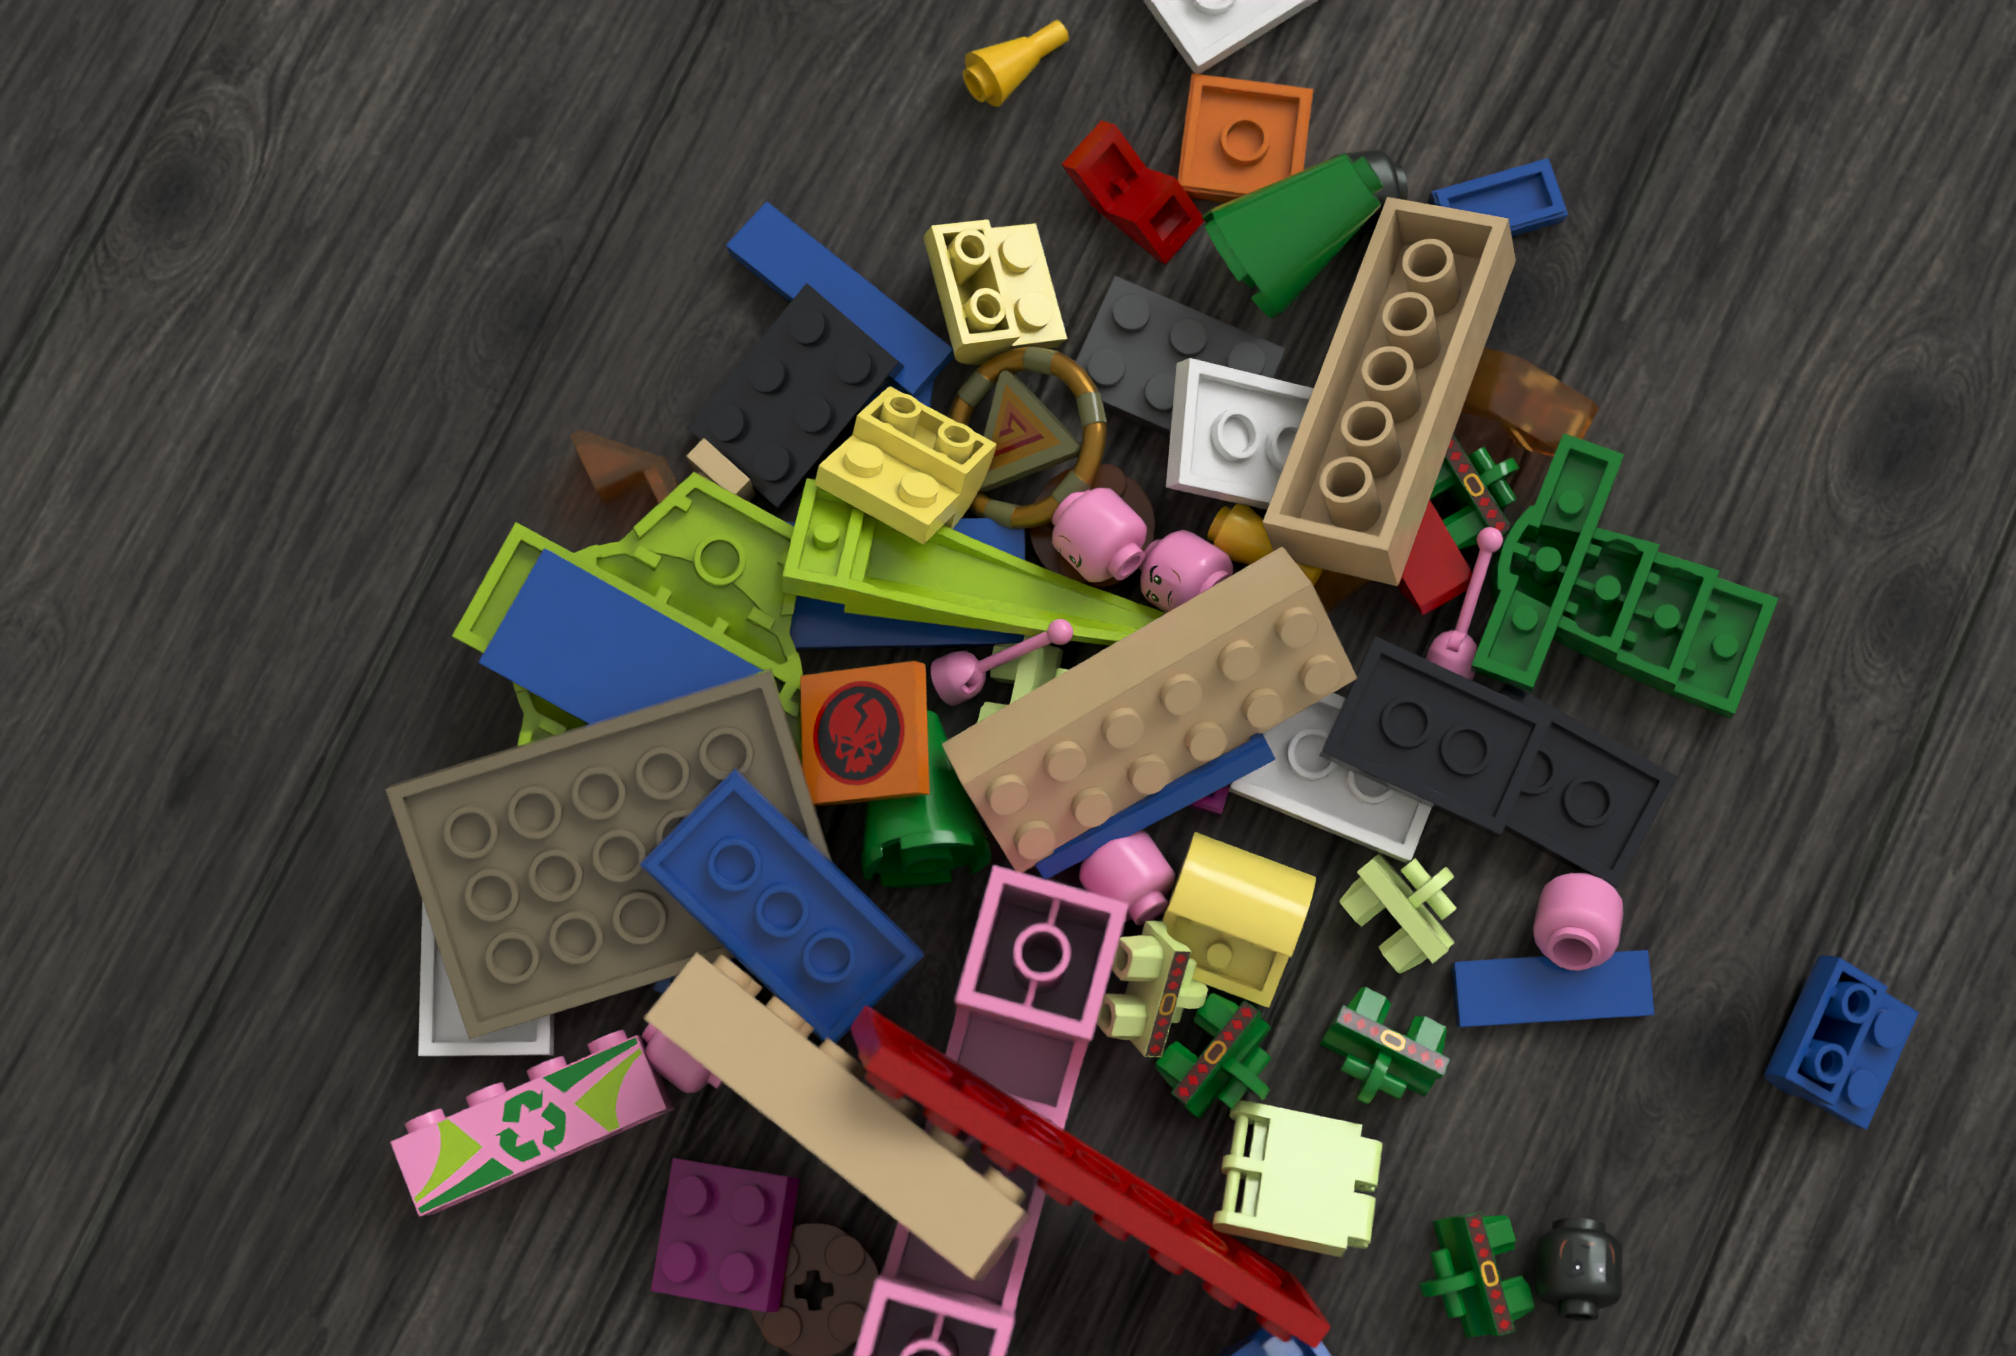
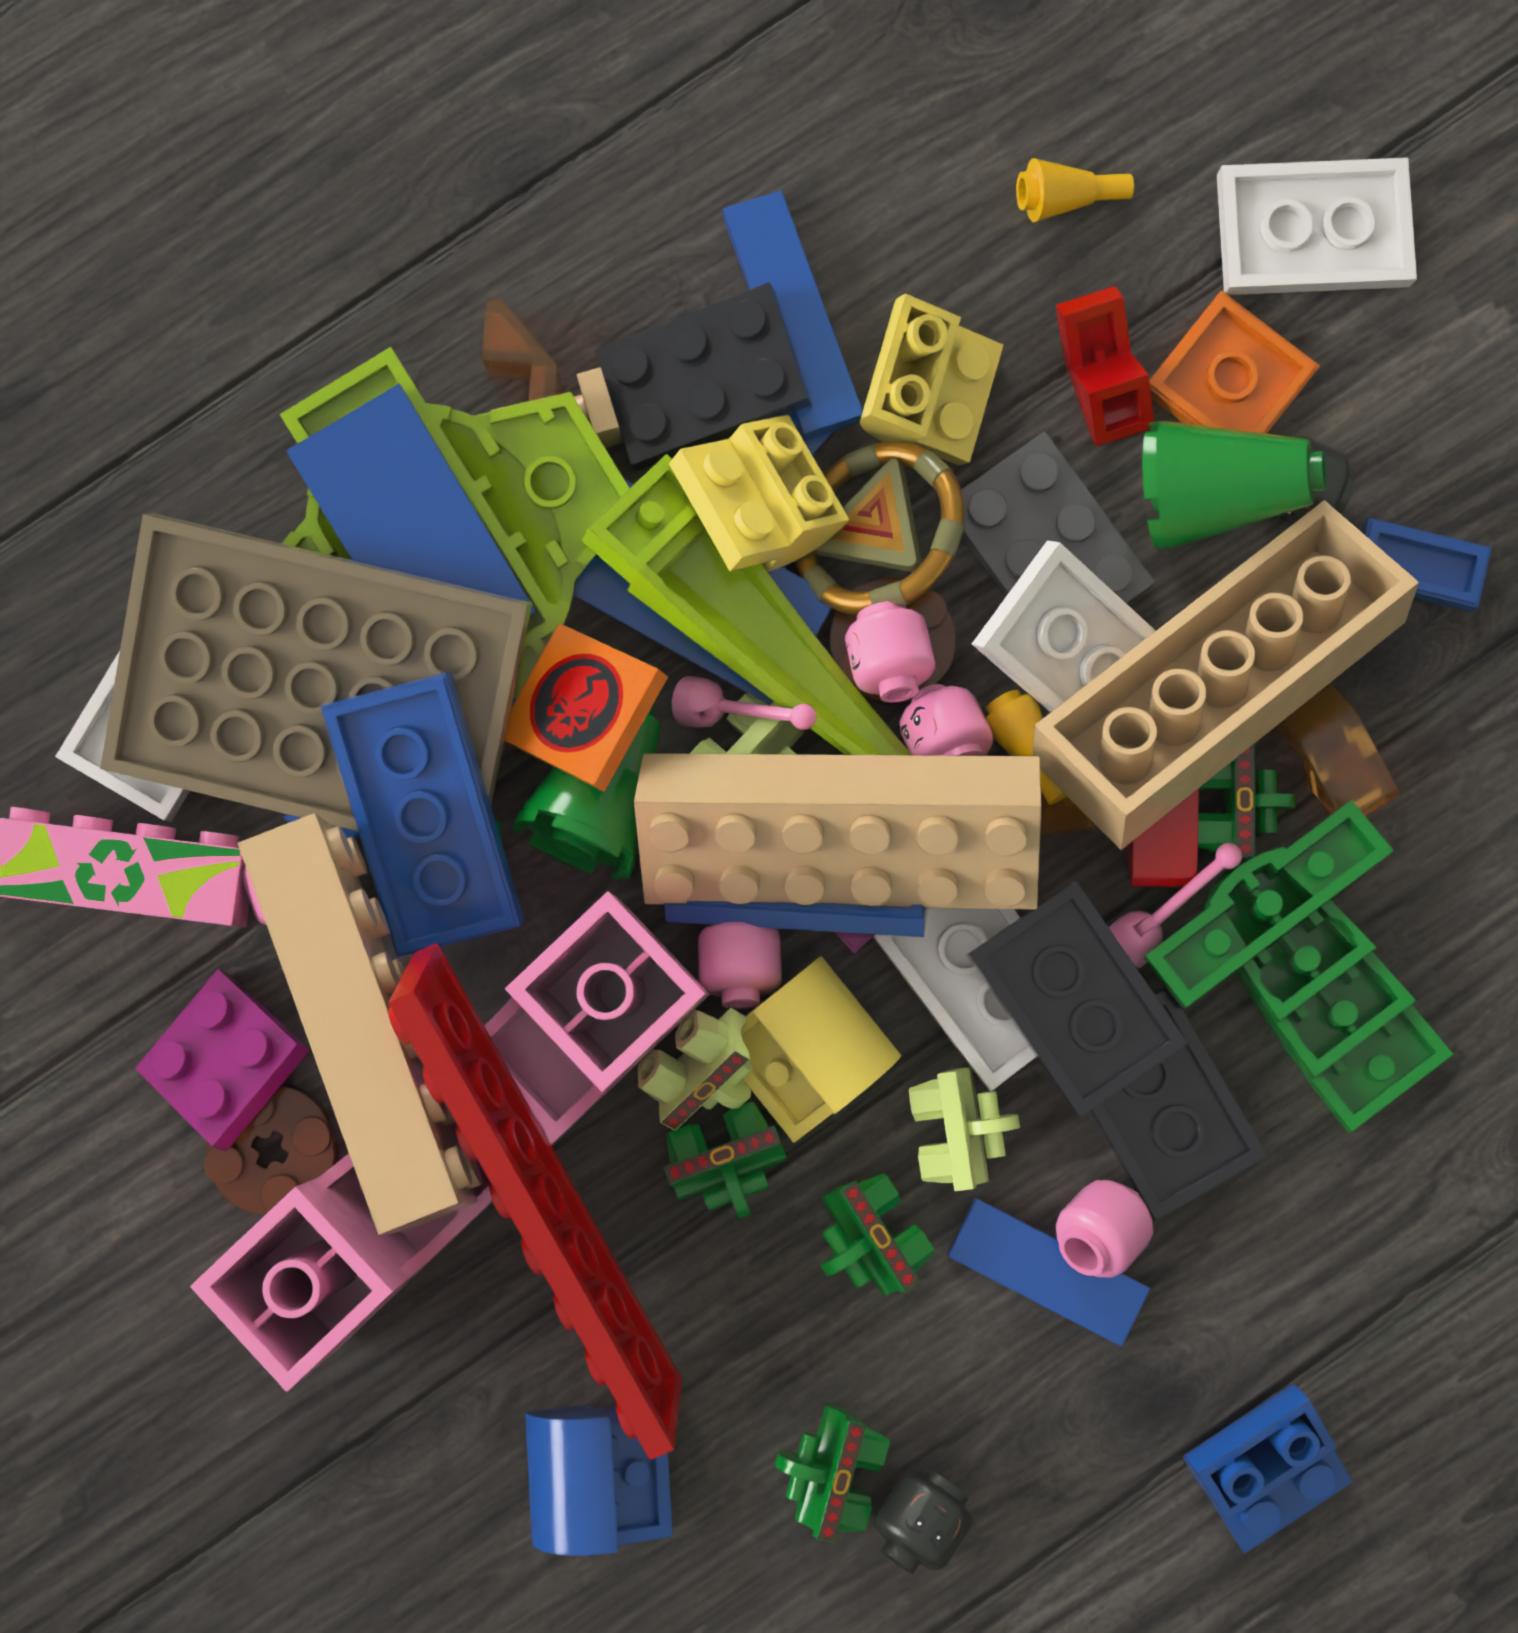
camera: 30 degrees right, 5 degrees up
(1299, 1180) = (730, 1305): yellowish green plate -> none

